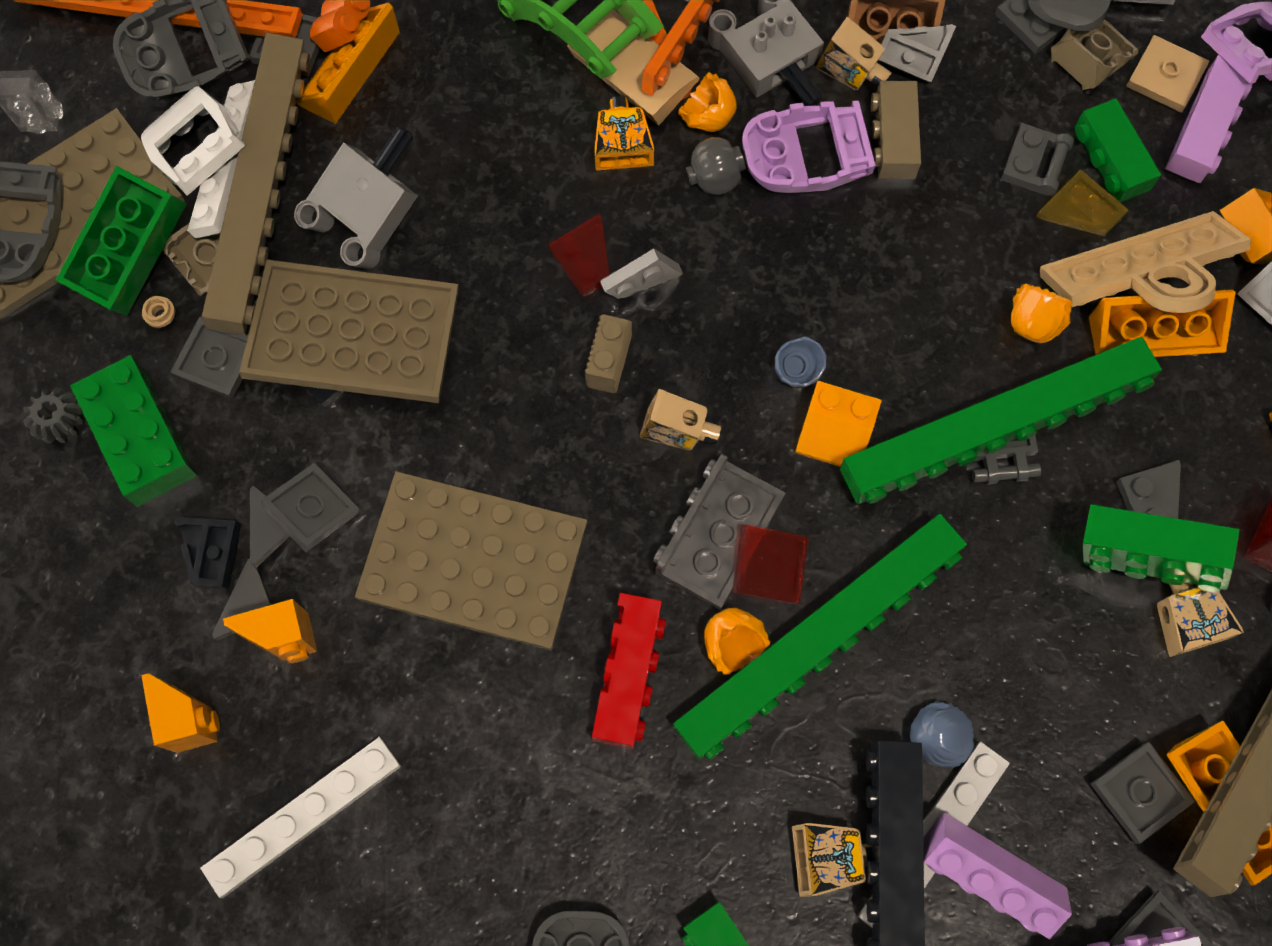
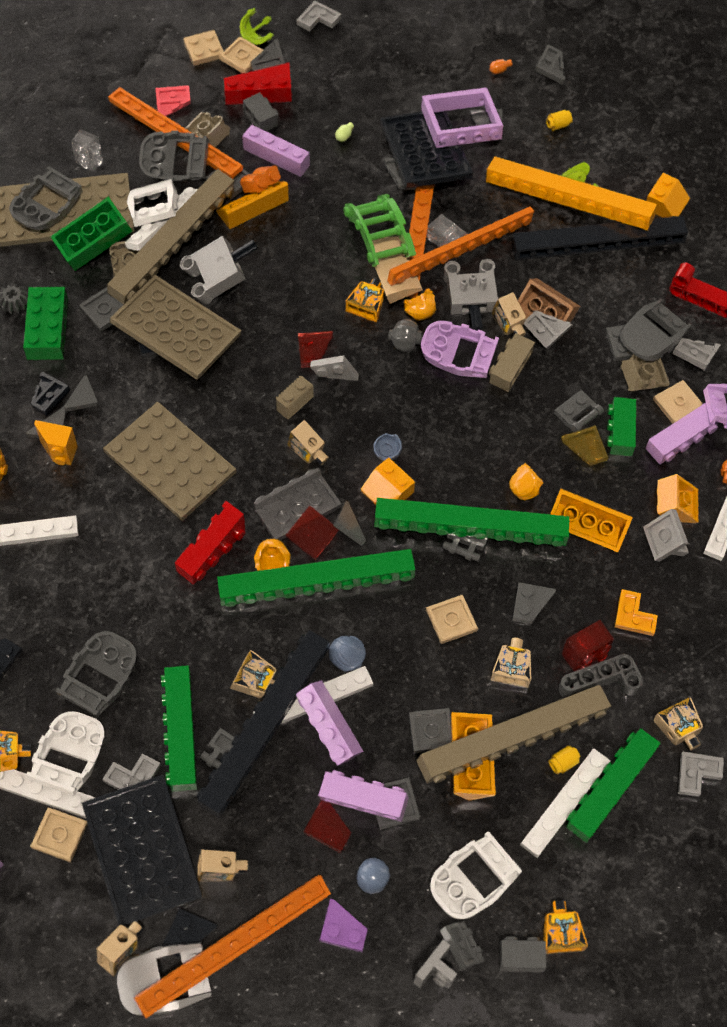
camera: 25 degrees right, 10 degrees down
(155, 304) = (90, 271): tan plate -> none
(309, 507) = (106, 397): dark grey plate -> none
(813, 520) = (347, 523): none -> dark grey tile
(1060, 592) = (451, 619): none -> tan plate
(1145, 258) = (594, 483): tan plate -> none
(1160, 548) = (509, 616): green brick -> none

